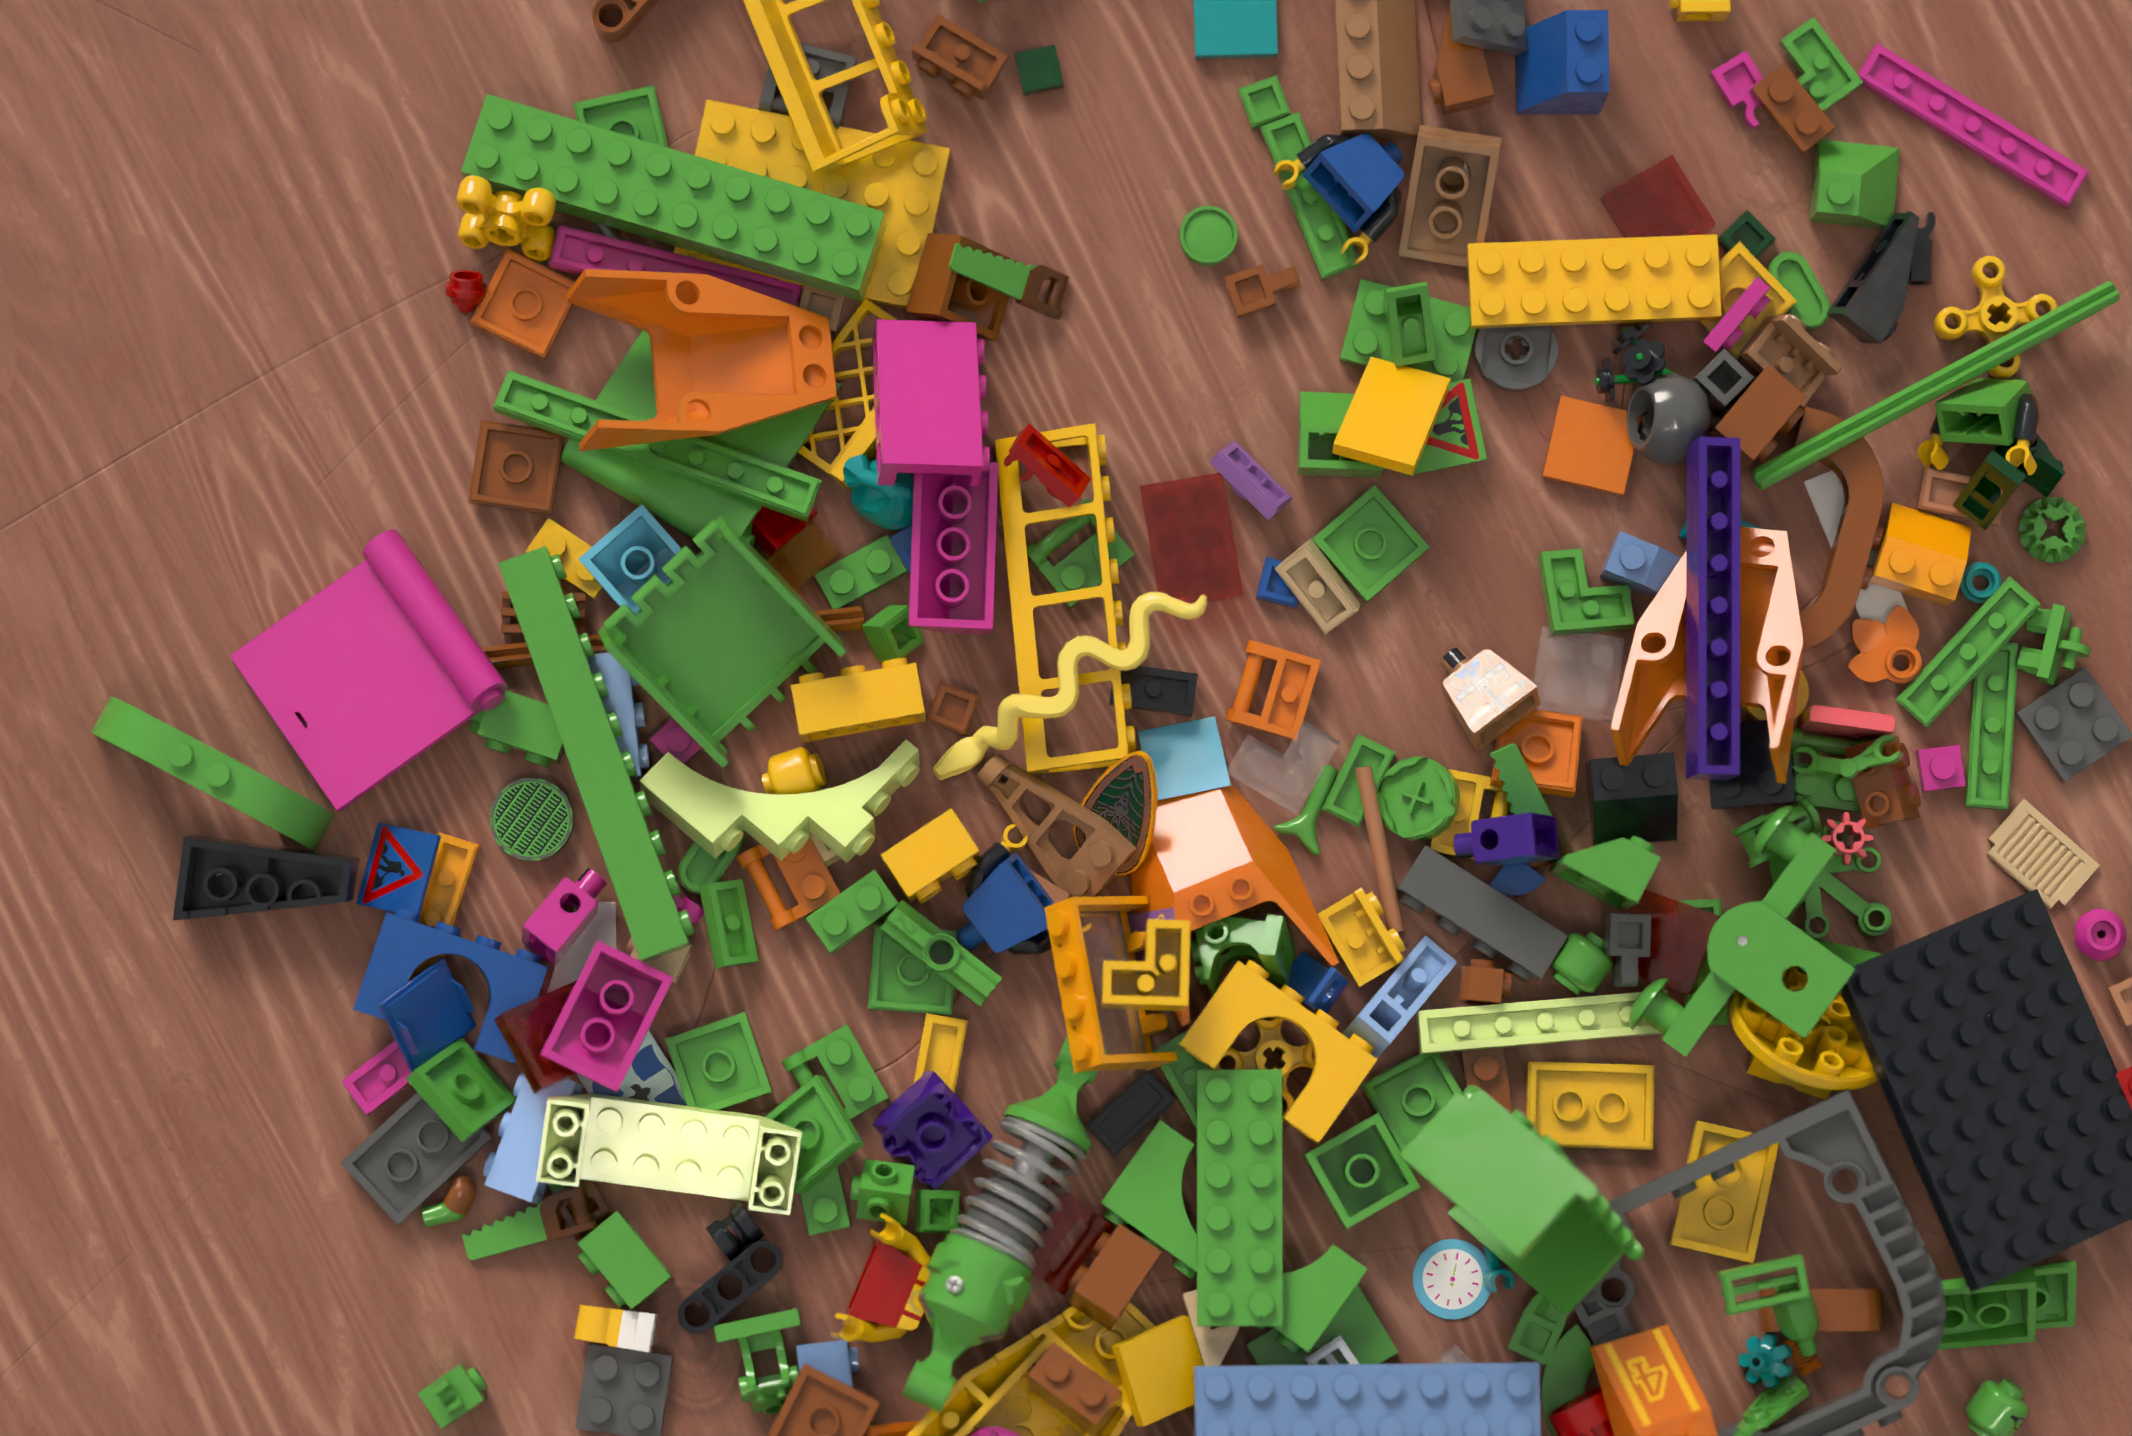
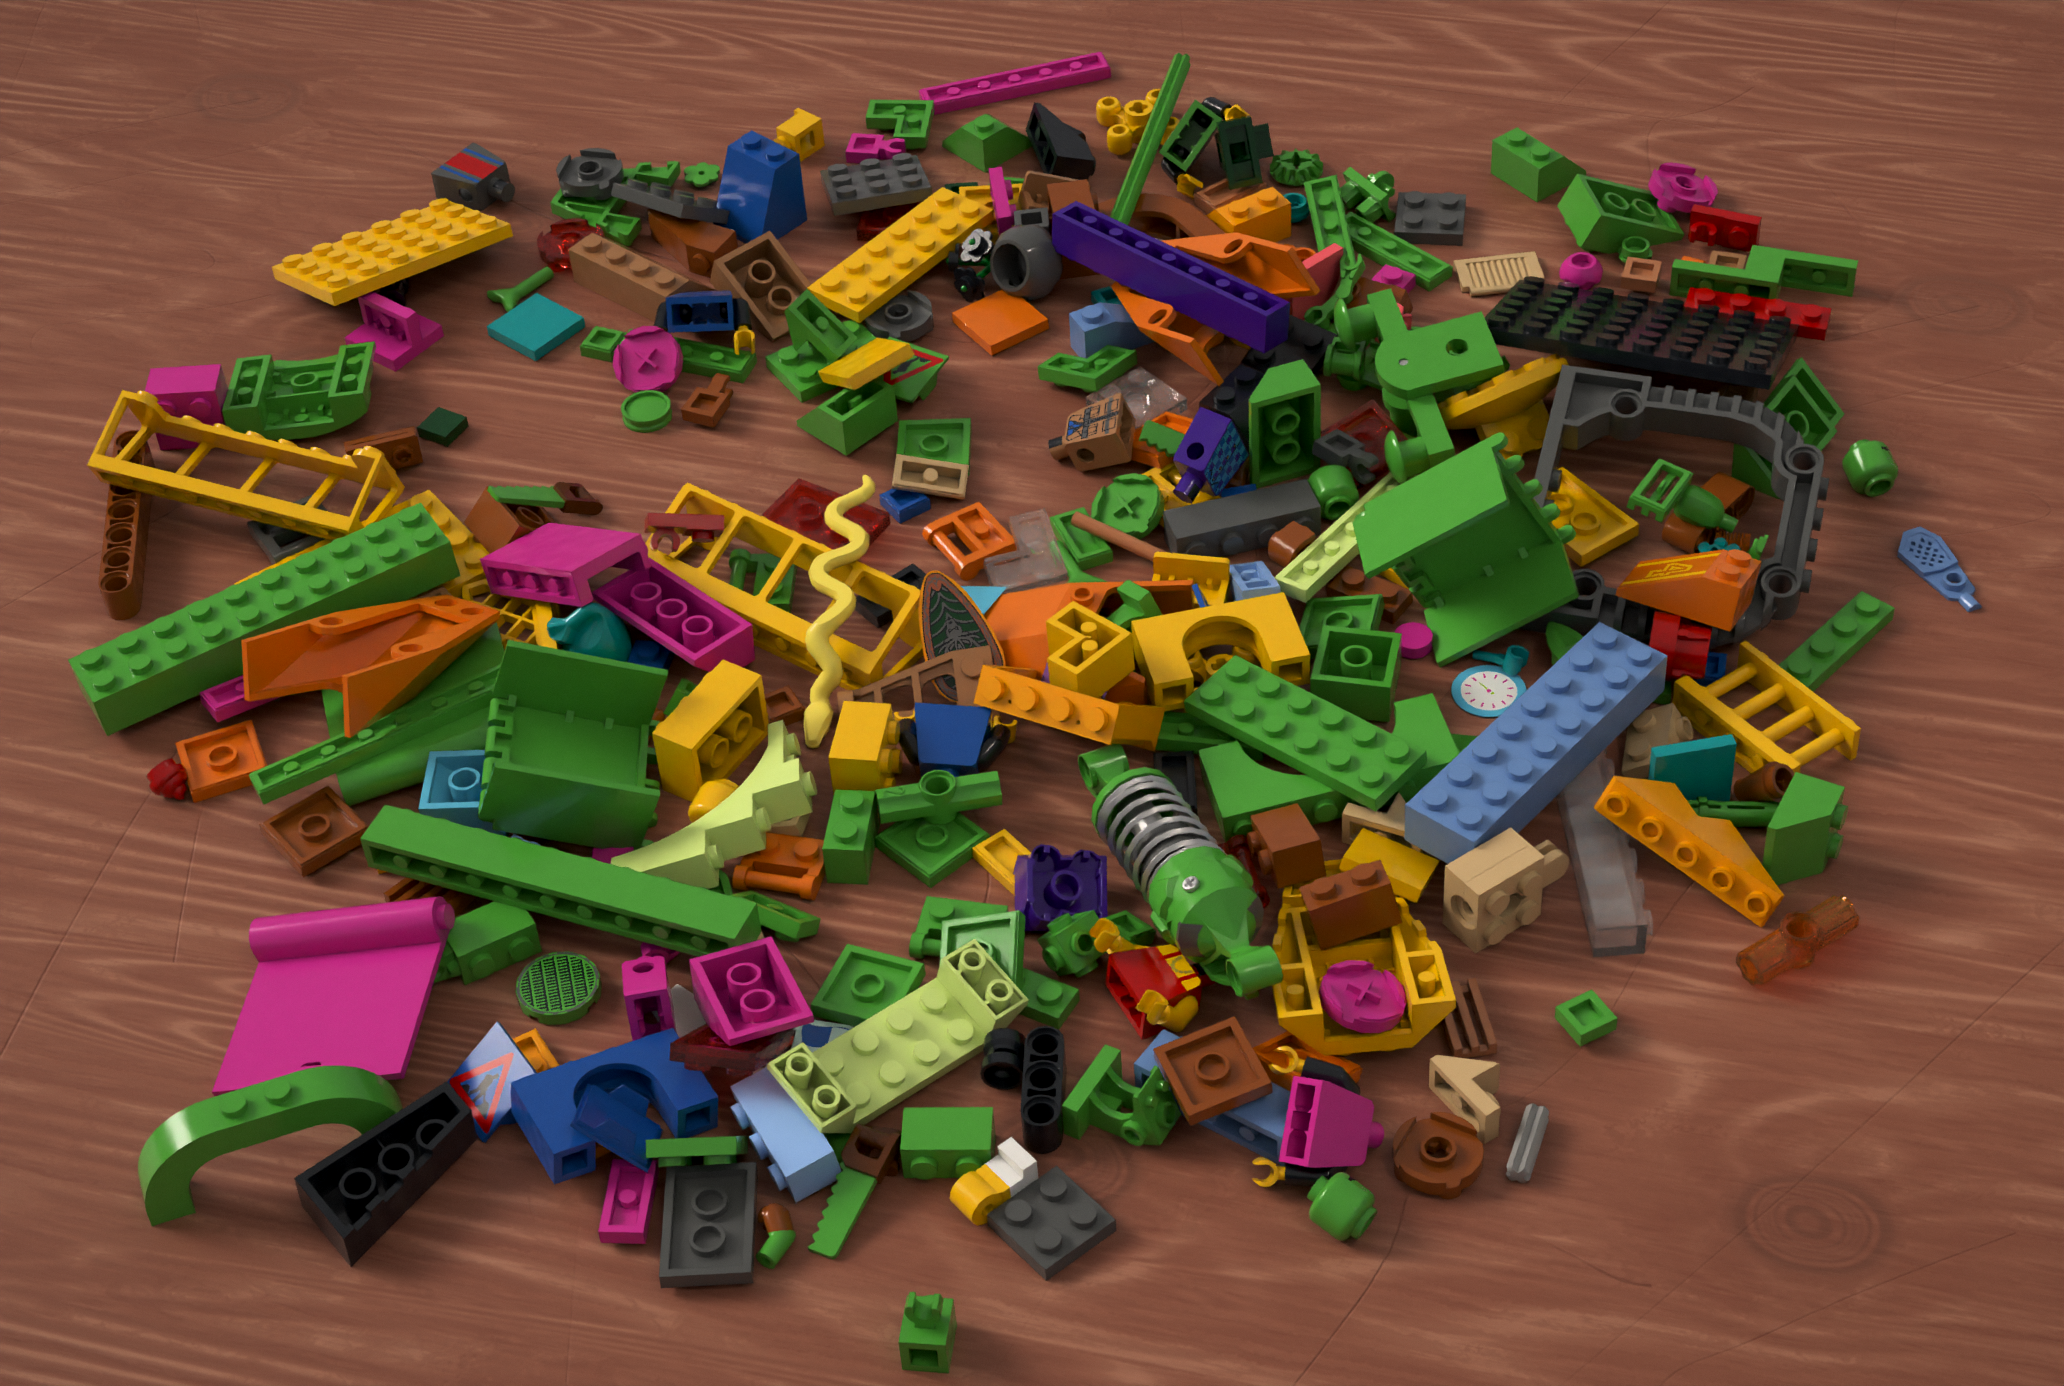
camera: 40 degrees left, 40 degrees down
(506, 218) = (143, 704): yellow gear -> none
(1250, 480) = (822, 471): medium lavender plate -> none
(1258, 185) = (648, 360): none -> dark pink tile
(1684, 151) = (875, 184): none -> dark grey plate
(1792, 109) = (910, 128): dark orange plate -> none

